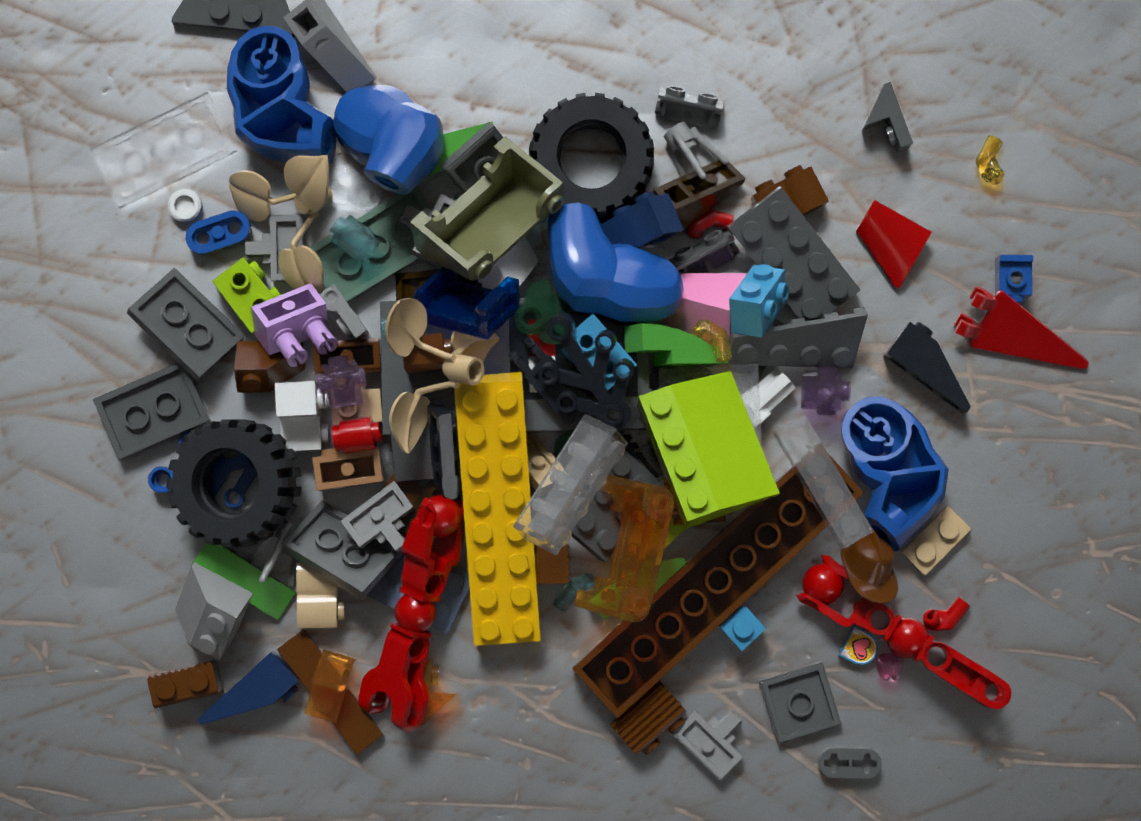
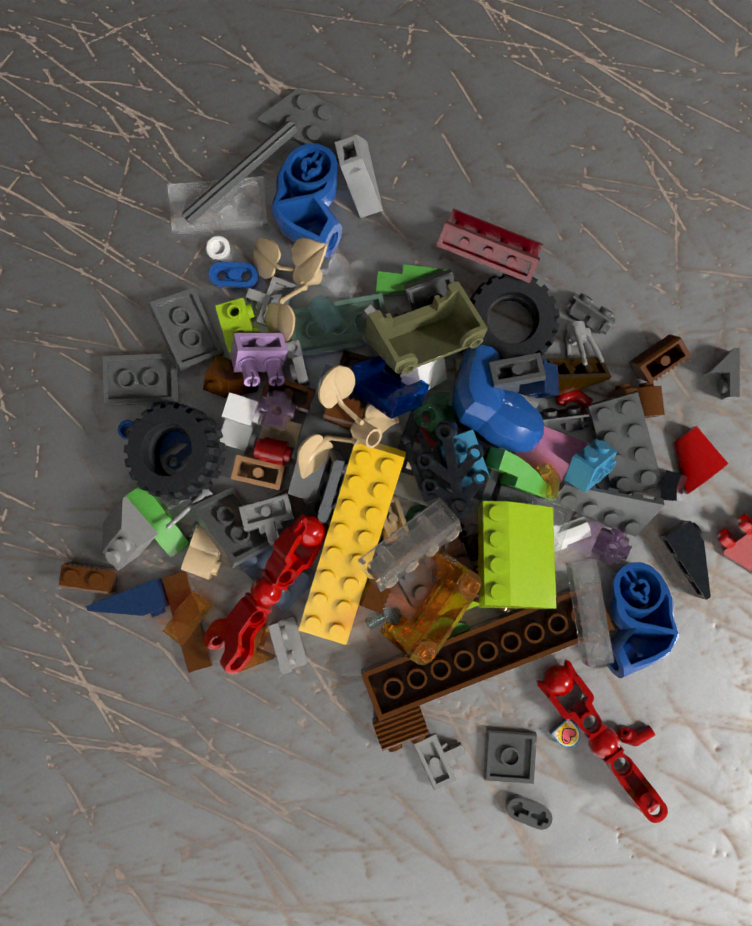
camera: 20 degrees right, 0 degrees up
(176, 99) = (239, 172): none -> dark grey axle
(389, 136) = (376, 252): blue piece -> none
(468, 670) = (287, 644): none -> light grey bracket
(528, 72) = (490, 245): none -> dark red fence
(616, 223) = (512, 372): none -> dark grey slope
(742, 627) = (491, 690): dark azure brick -> none
(796, 132) = (660, 358): none -> reddish brown brick
(871, 568) = (597, 685): reddish brown piece -> none
(873, 287) = (673, 486): none -> black piece
(889, 666) = (582, 755): clear pink hinge -> none
(935, 540) = (648, 680): tan plate -> none

